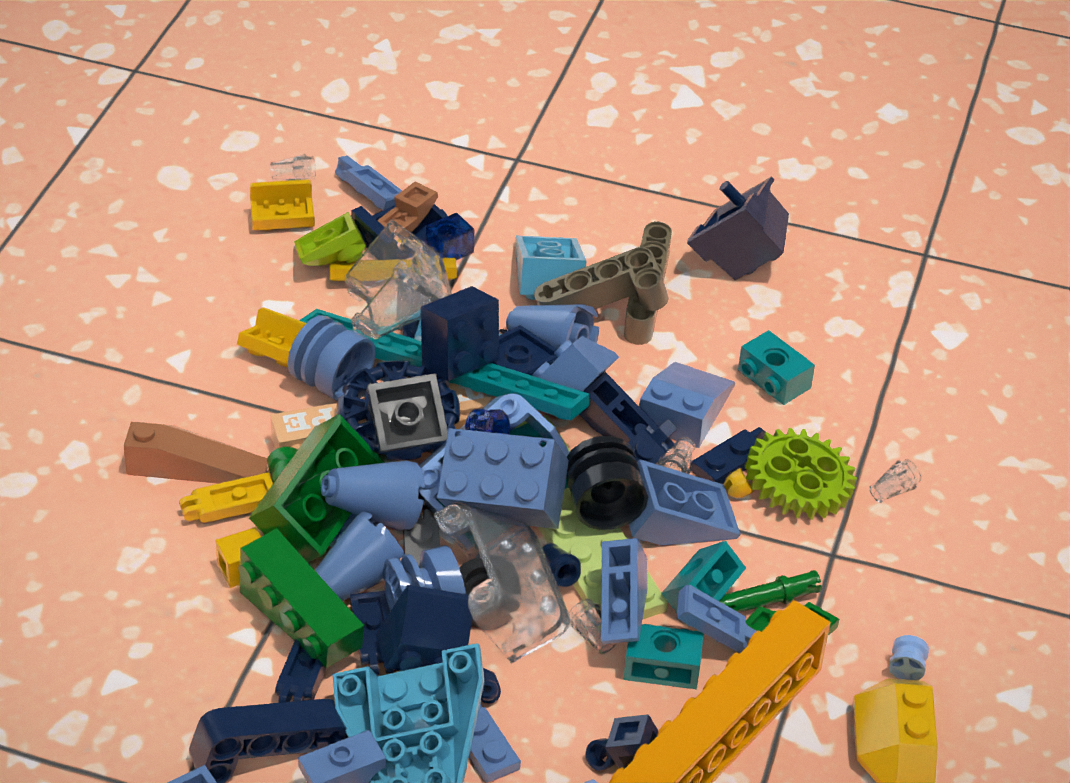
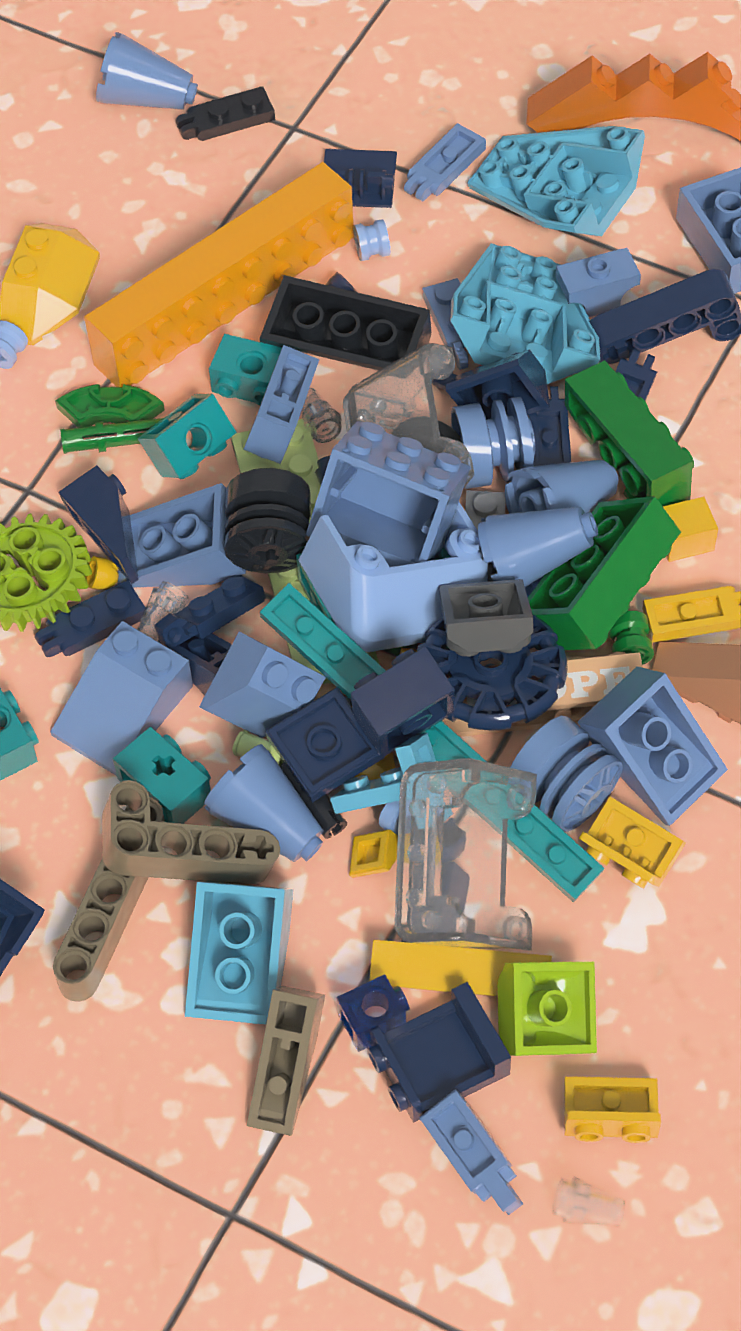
camera: 165 degrees left, 15 degrees up
(271, 382) = (657, 741): none -> medium blue slope
(411, 206) = (429, 1049): nougat slope -> none
(488, 421) = (397, 540): clear blue wheel -> none
(501, 219) = (285, 1058): none -> dark tan slope
(579, 683) = (344, 324): none -> black slope
(628, 736) = (315, 265): dark blue panel -> none
(639, 348) = (165, 774): none -> teal brick
(713, 618) = (191, 374): medium blue hinge -> none
(749, 508) = (101, 512): none -> dark blue slope

